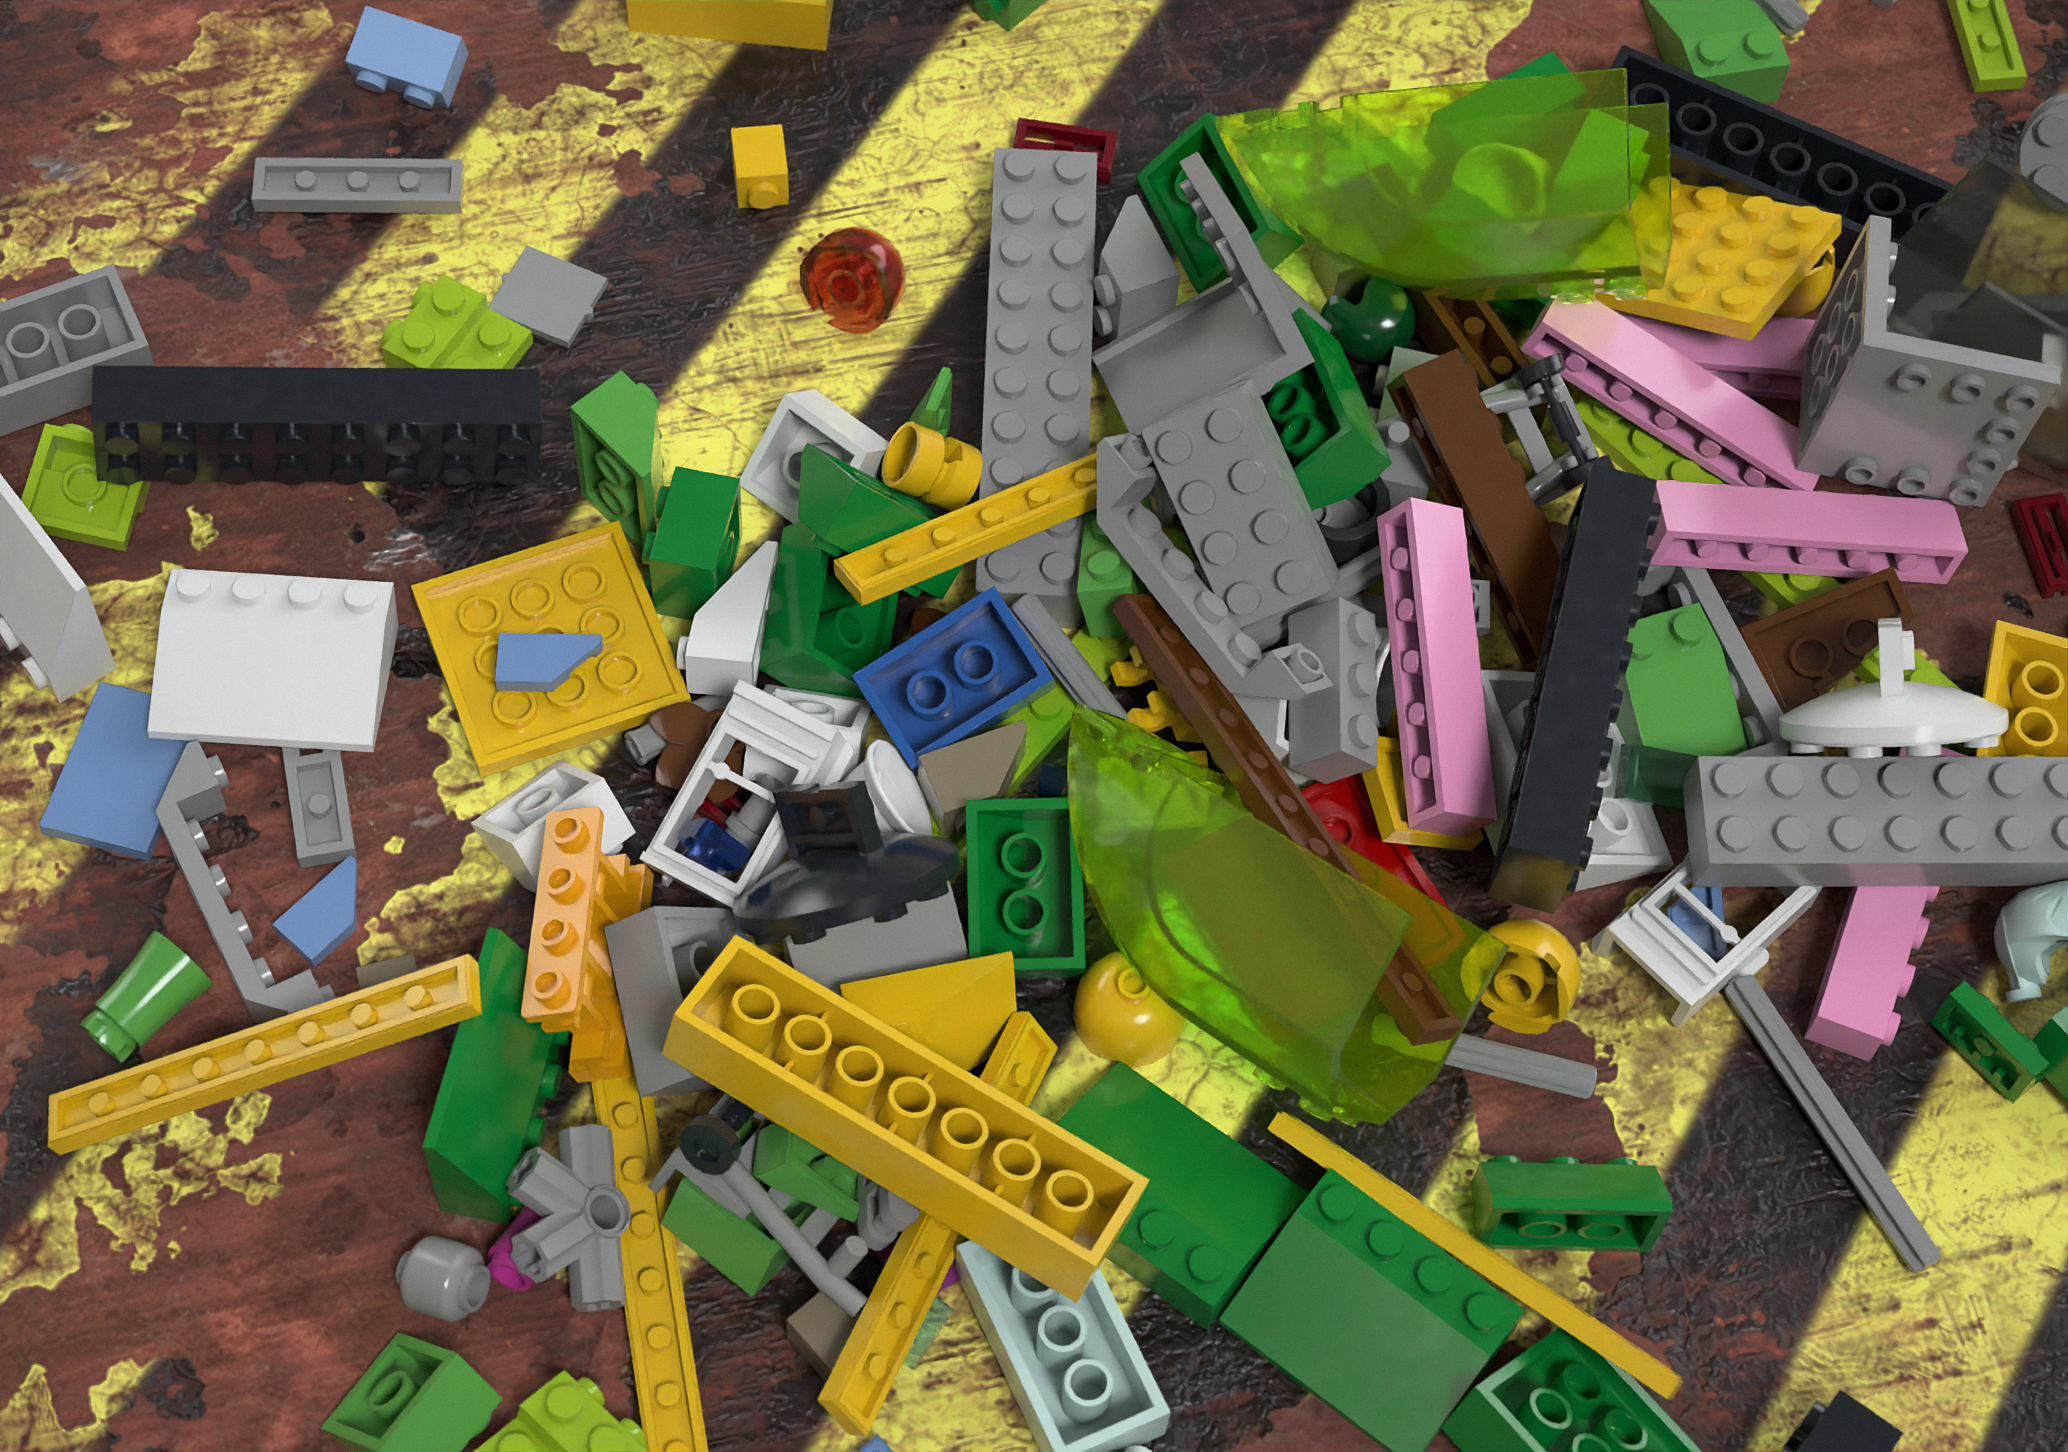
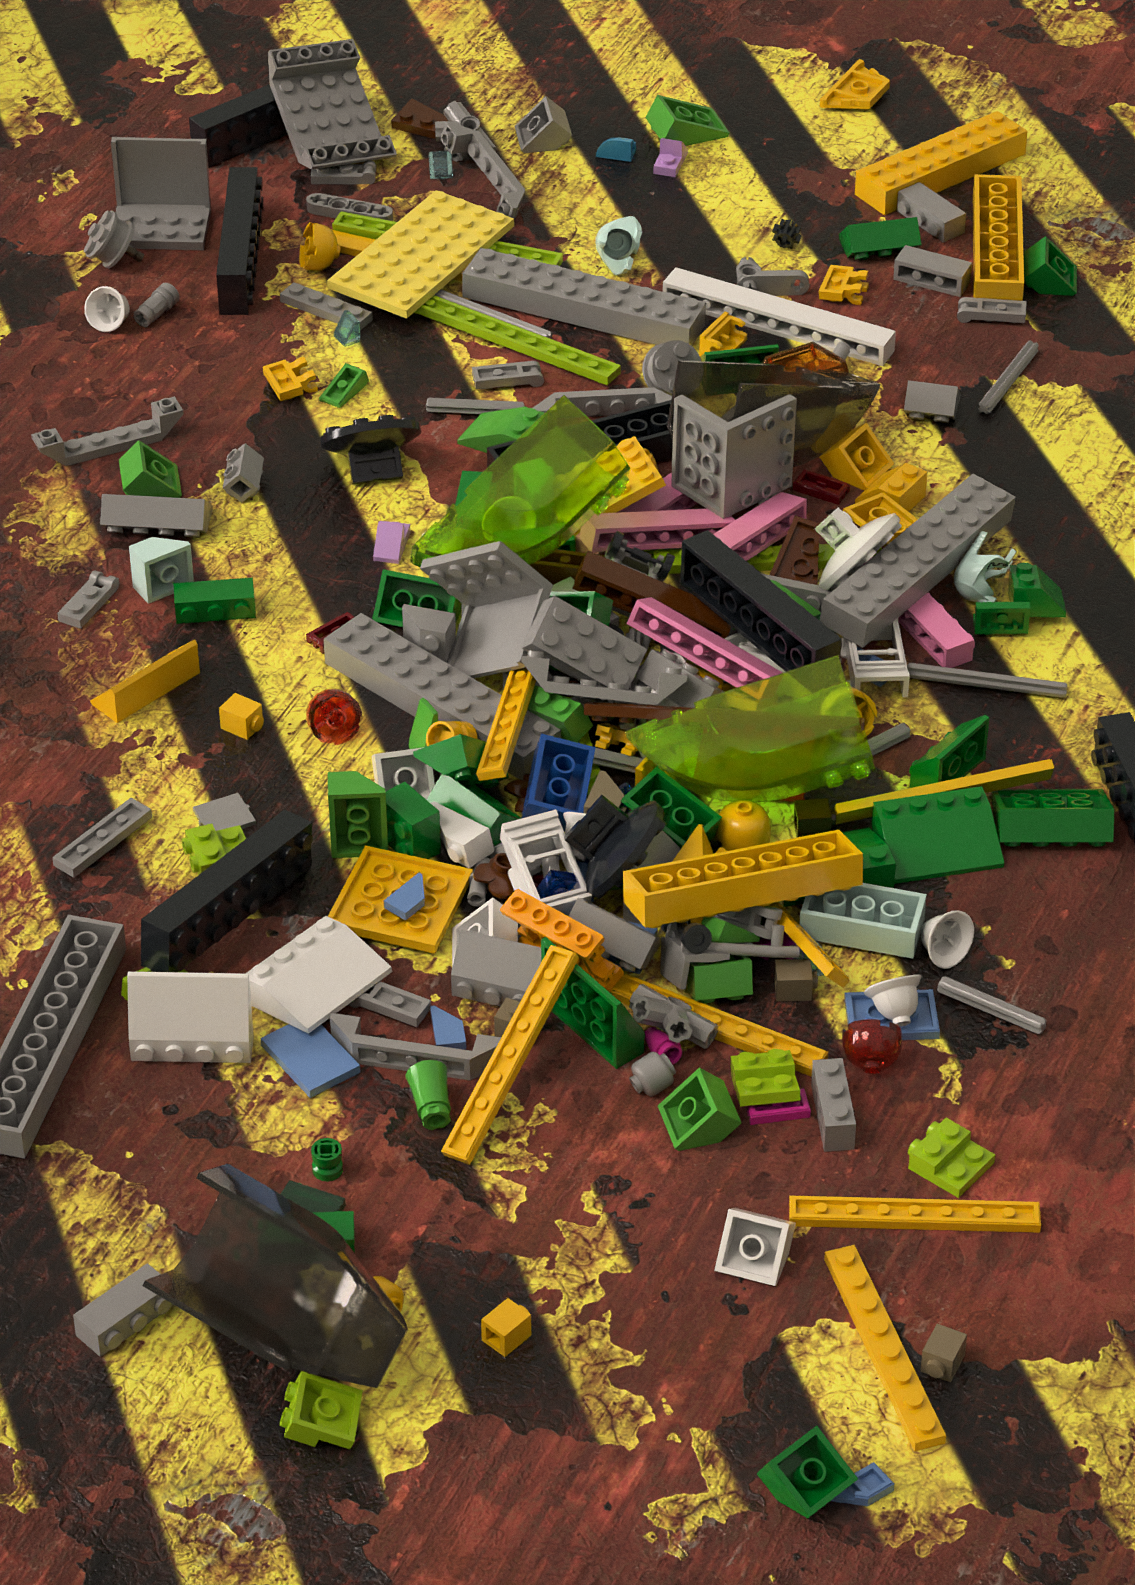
camera: 45 degrees left, 20 degrees down
(406, 58) = (59, 784): light blue brick -> none
(463, 881) = (492, 968): none -> light grey slope
(1236, 1098) = (813, 817): none -> dark brown brick
(1329, 71) = (390, 541): none -> lavender slope
(1890, 96) = (607, 401): none -> light grey slope

